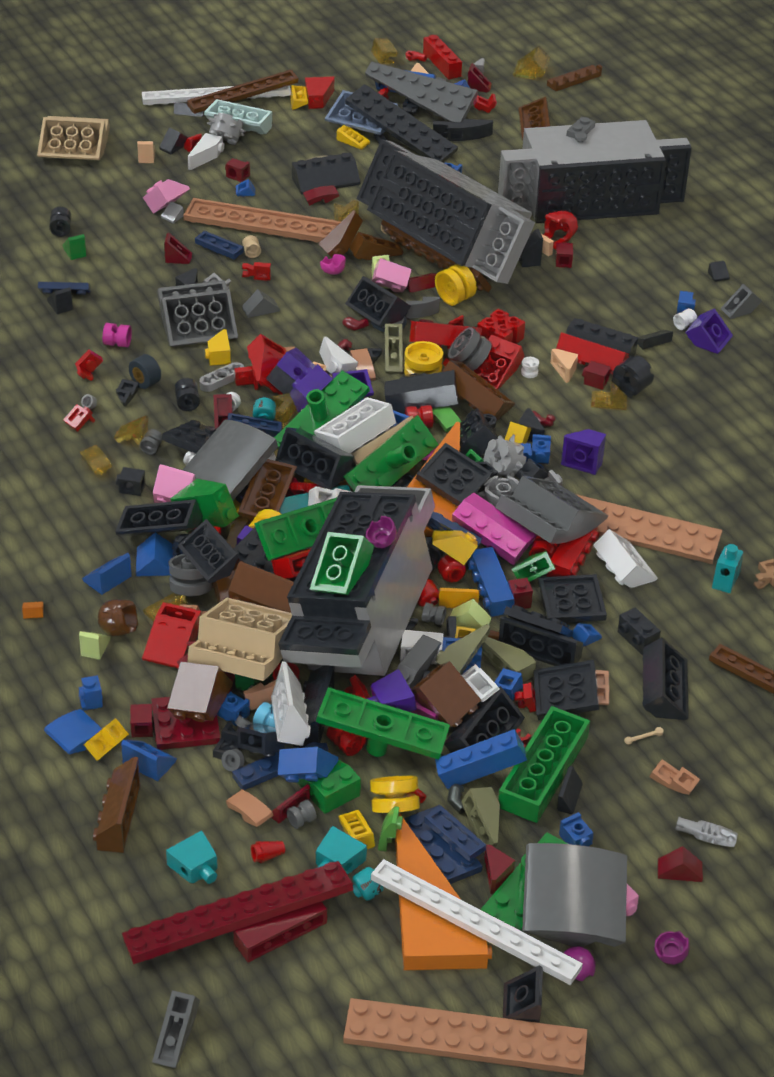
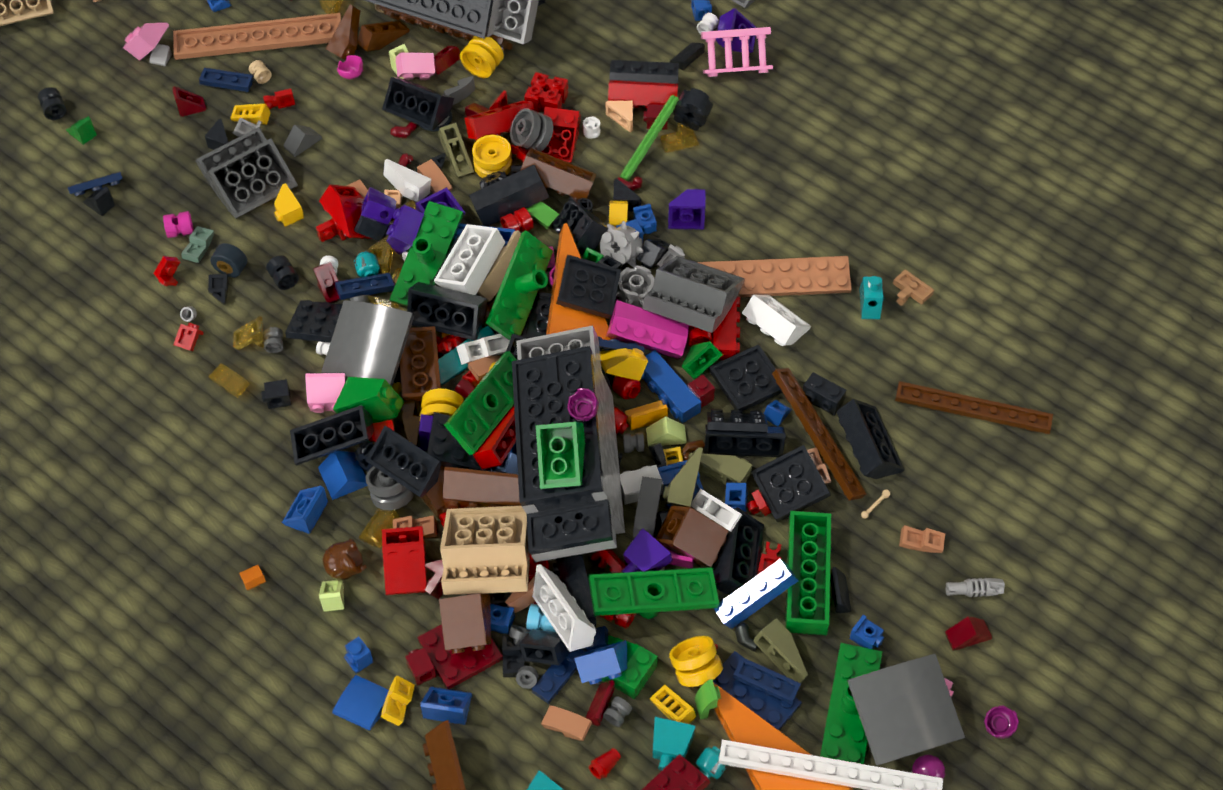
camera: 20 degrees left, 15 degrees up
(127, 354) = (199, 243): none -> sand green slope
(212, 381) = (303, 245): light grey beam -> none
(234, 274) = (261, 110): none -> yellow slope
(498, 867) = (816, 699): dark red slope -> none
(578, 387) = (649, 138): none -> bright green axle
(615, 660) = (819, 434): none -> reddish brown plate
(711, 330) = (744, 35): none -> bright pink fence

